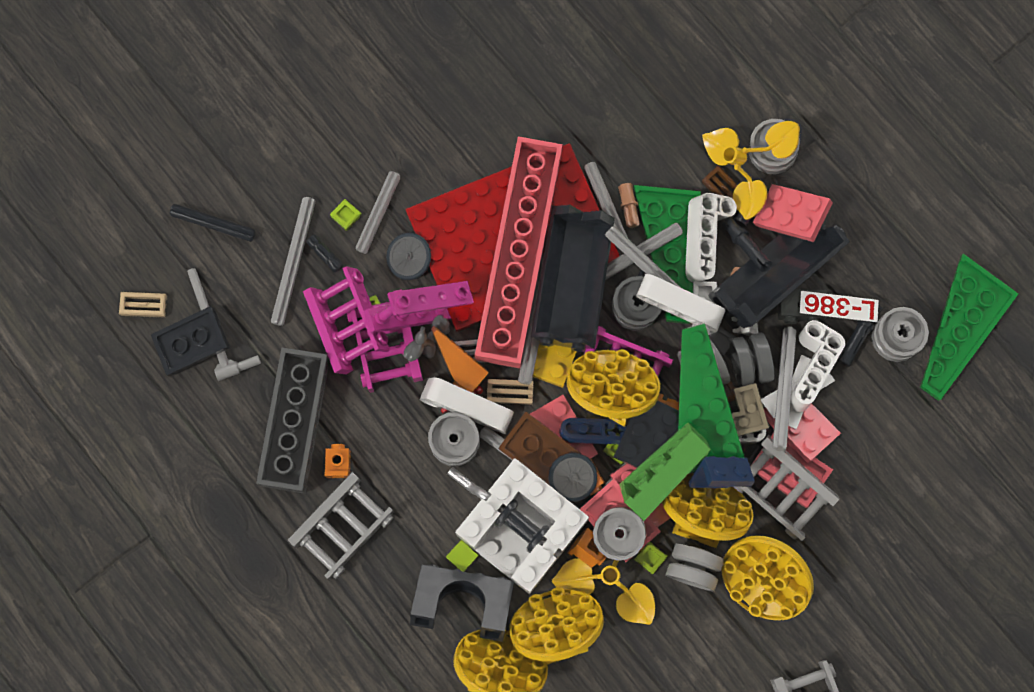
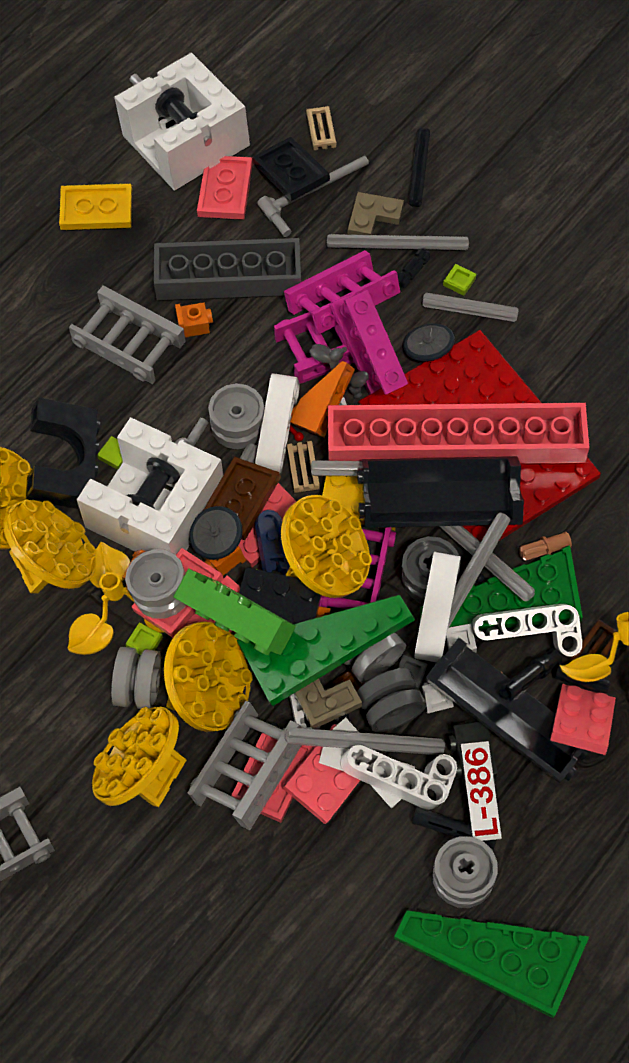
camera: 80 degrees right, 15 degrees down
(117, 415) = (206, 116): none -> white piece
(186, 535) = (96, 206): none -> yellow plate
(192, 407) = (225, 188): none -> coral plate
(249, 276) = (373, 208): none -> dark tan plate
(602, 194) = (541, 523): light grey axle -> none
(722, 473) = (245, 674): dark blue bracket -> none

